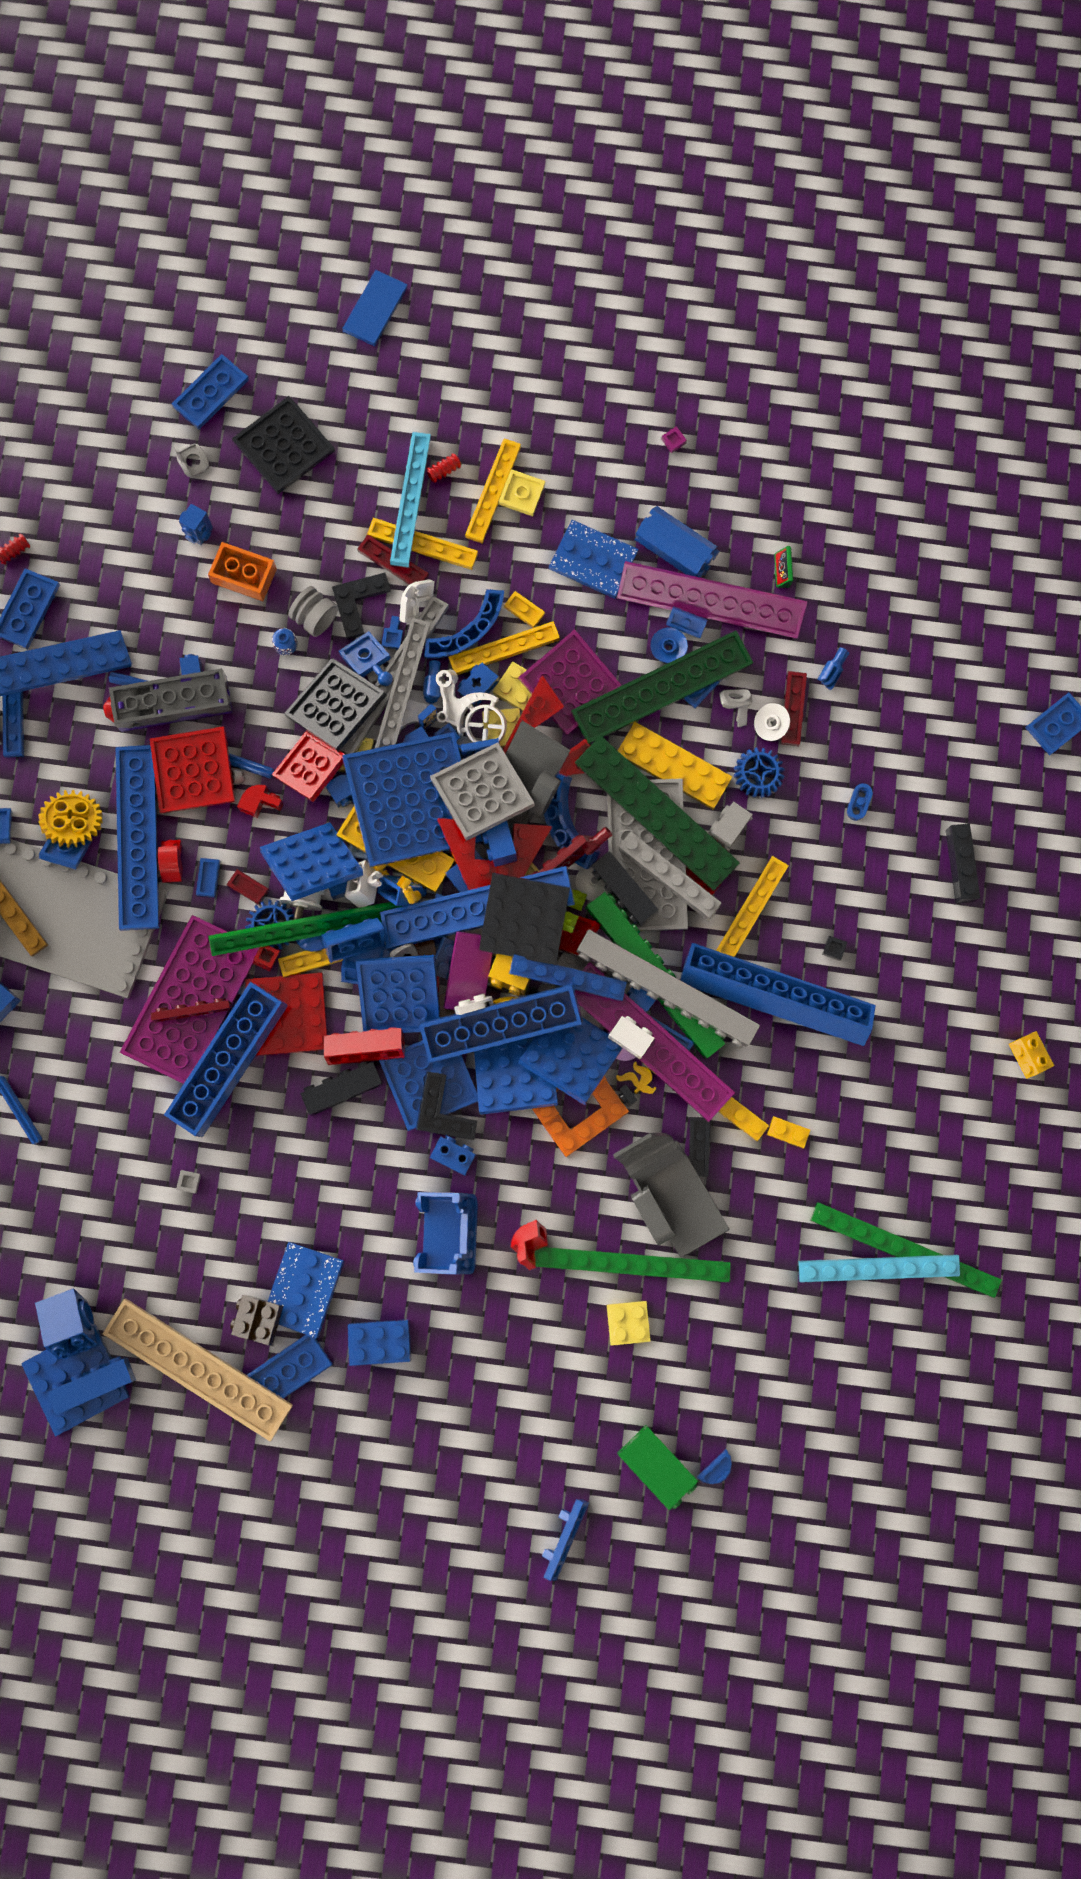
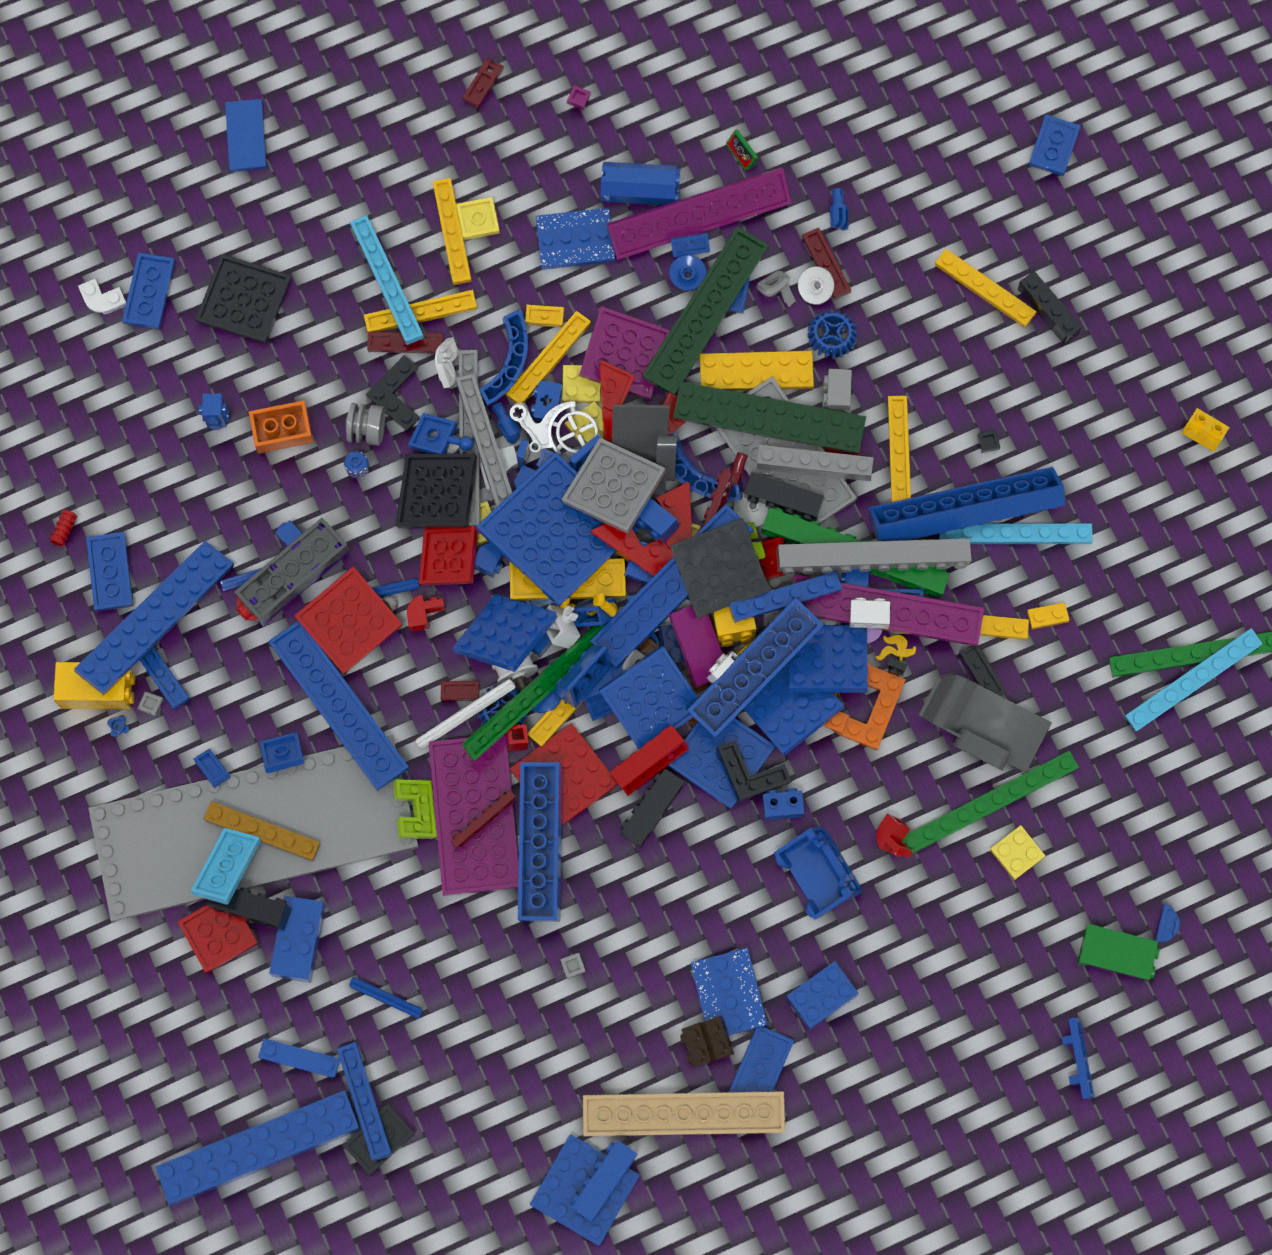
camera: 25 degrees left, 5 degrees down
(66, 1324) = (550, 1142): brick -> none
(70, 818) = (269, 724): yellow gear -> none
(156, 958) = (421, 794): none -> lime plate
(164, 374) = (100, 302): none -> white plate
(170, 861) = (380, 708): red brick -> none
(183, 454) = (171, 348): light grey piece -> none
(208, 877) = (420, 704): blue tile -> none
(236, 909) = (465, 713): none -> white axle
(392, 636) = (446, 405): blue plate -> none
(443, 468) = (396, 237): red piece -> none
(600, 379) = (482, 83): none -> dark red plate
(812, 1047) = (1023, 534): none -> medium azure plate
(858, 802) = (931, 309): blue plate -> none
(918, 812) = (985, 288): none -> yellow plate

